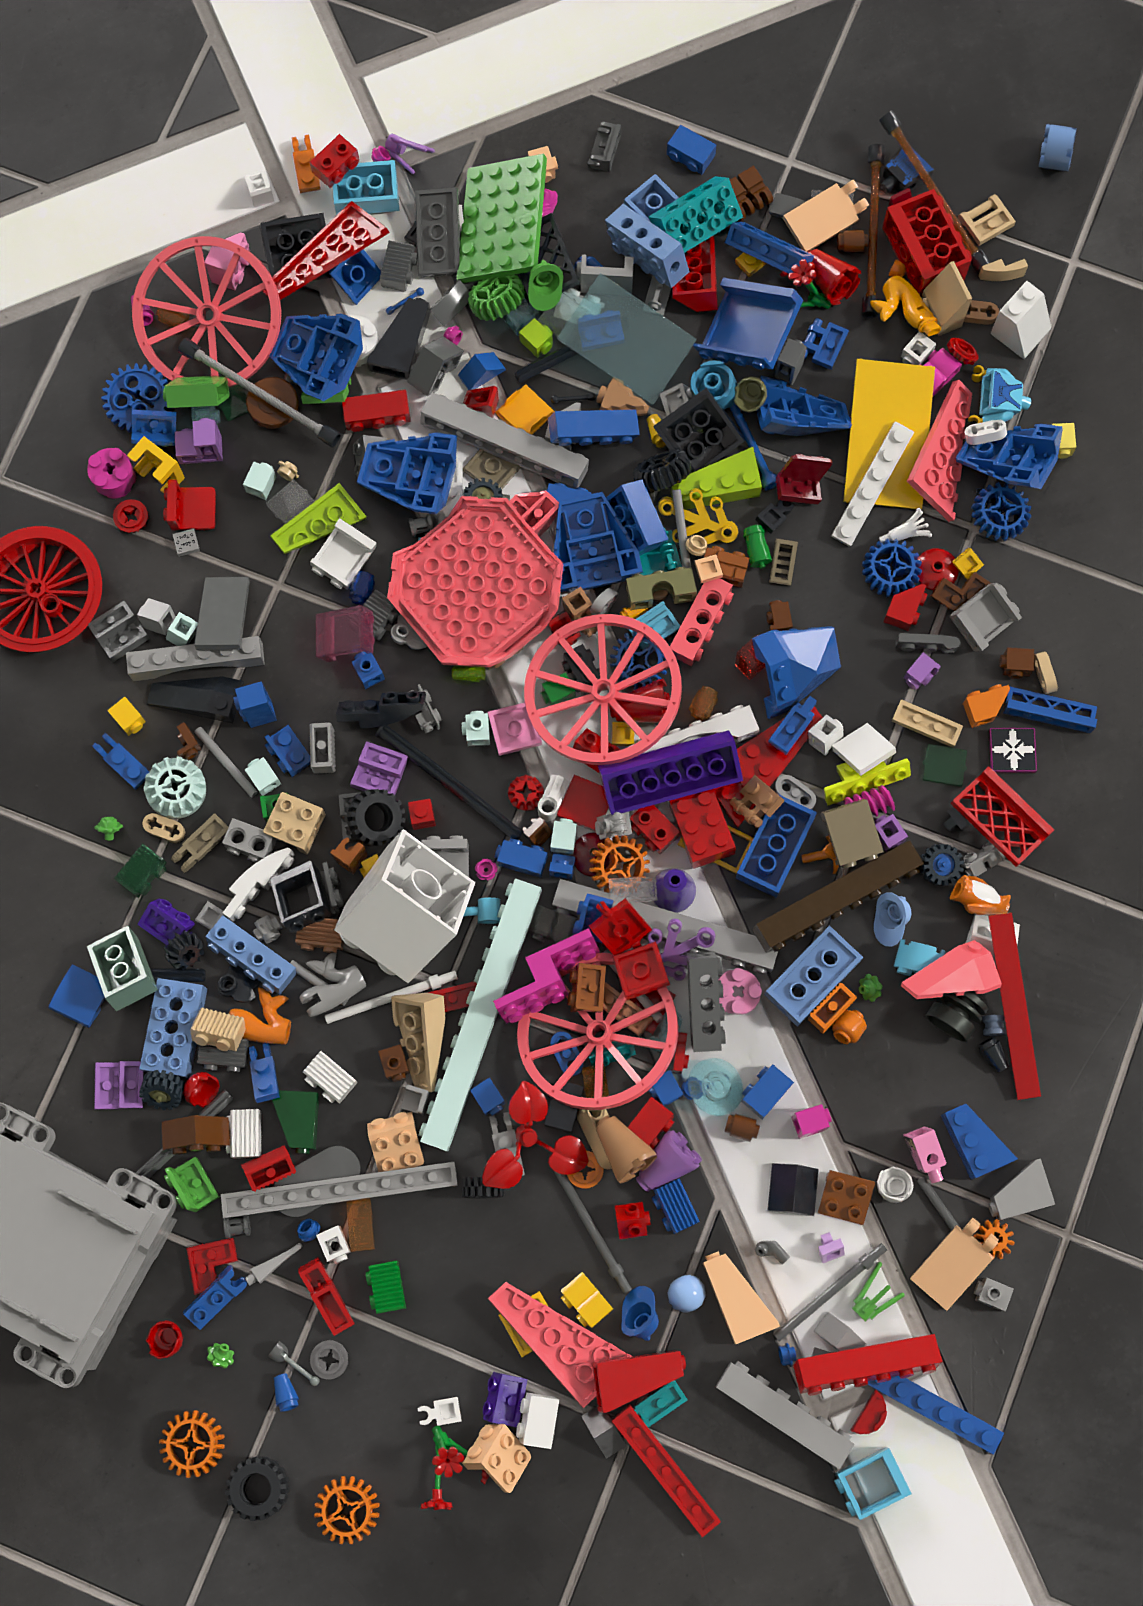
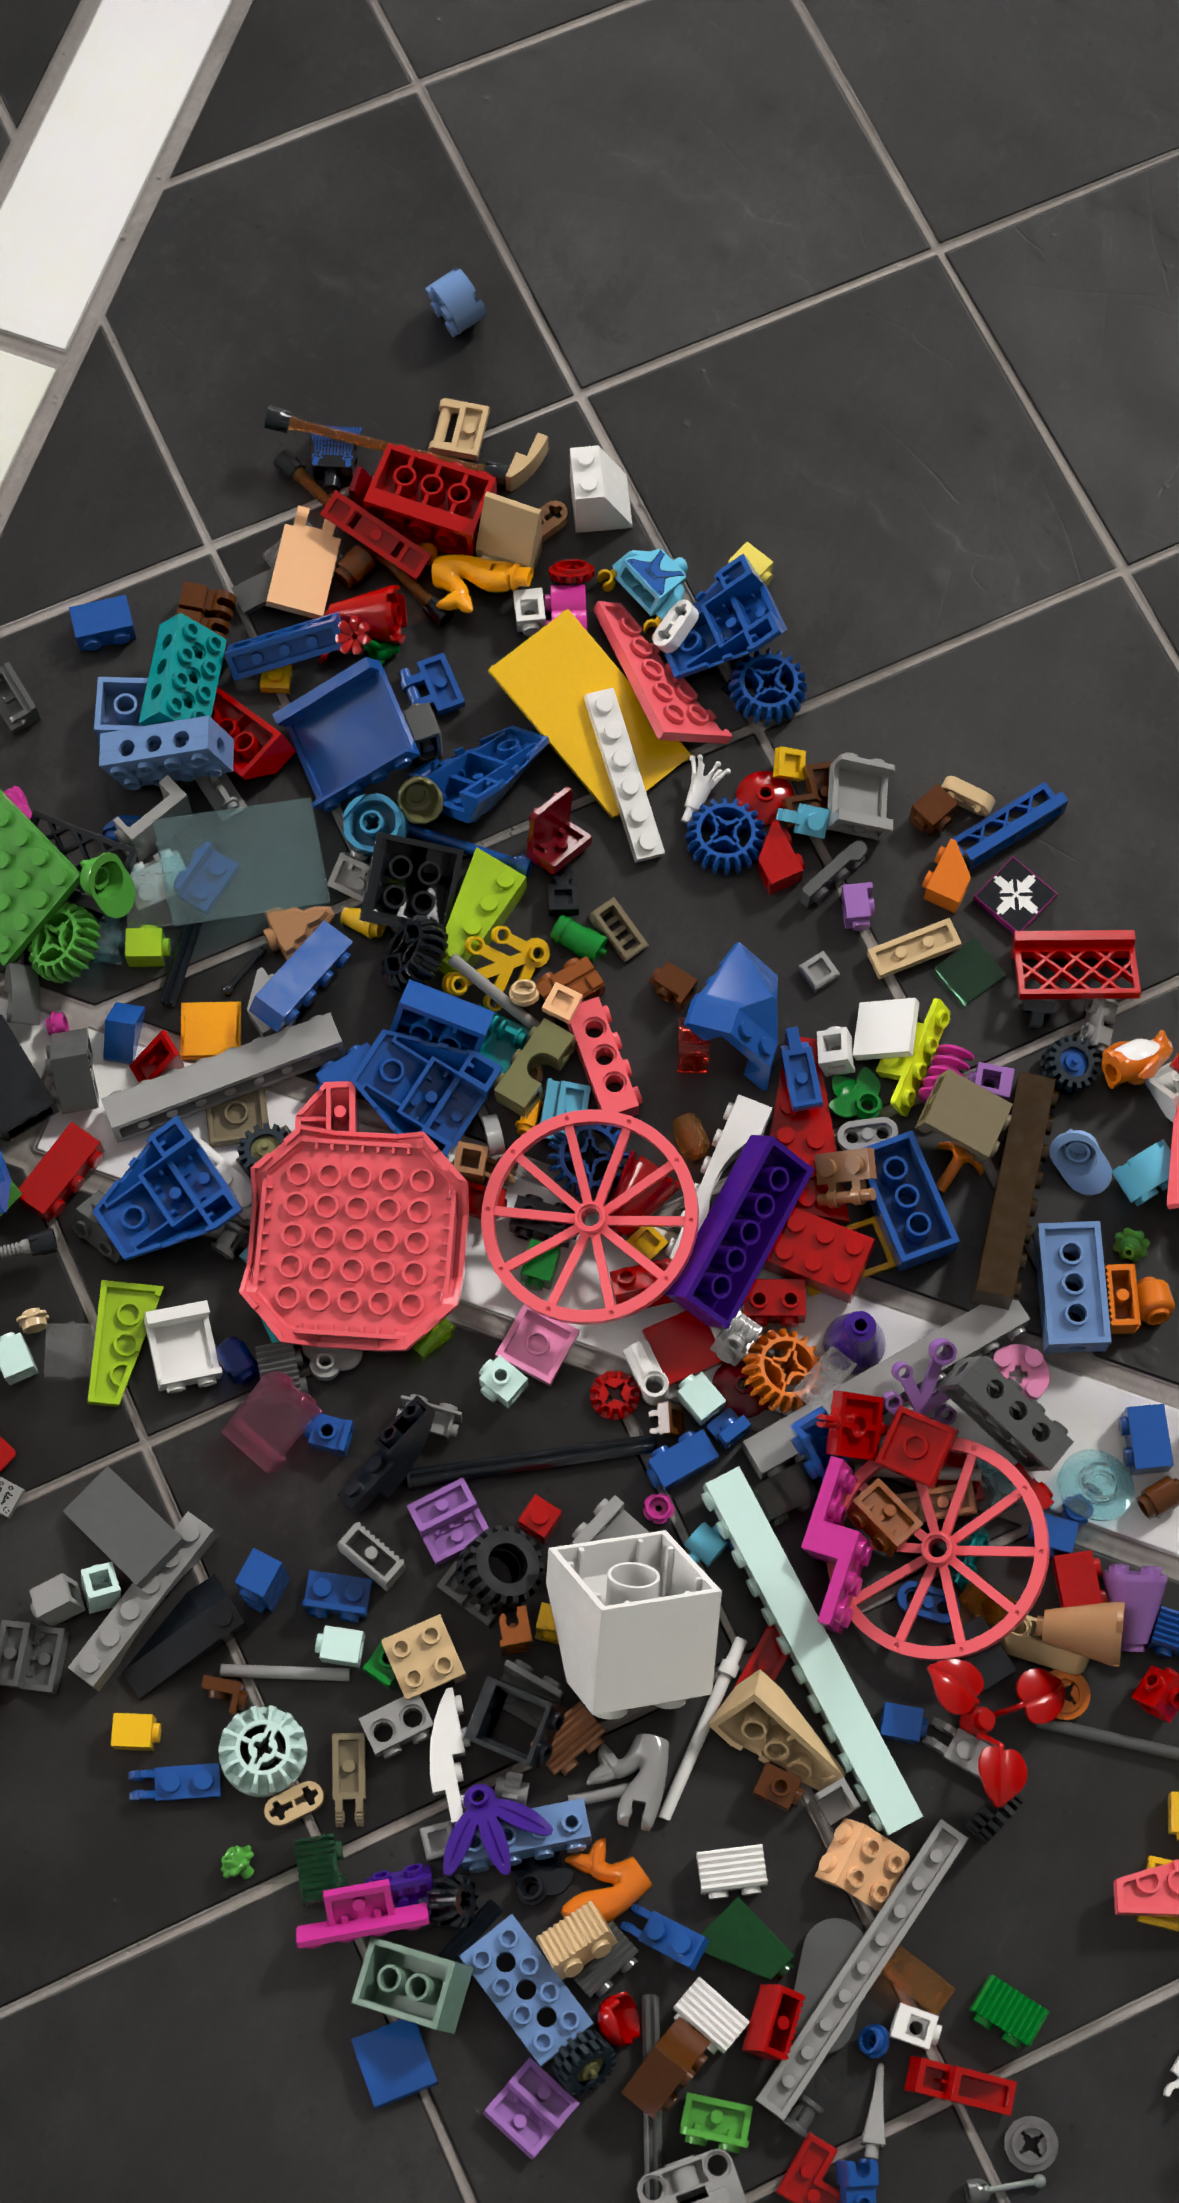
camera: 50 degrees left, 5 degrees down
(134, 909) = (360, 1912): none -> dark pink bracket
(238, 925) = (486, 1815): none -> dark purple plant
(812, 766) = (853, 1094): none -> green plate
(864, 686) = (819, 971): none -> light grey tile
(877, 233) = (375, 534): none -> red hinge
(944, 601) = (808, 820): none -> medium azure plate

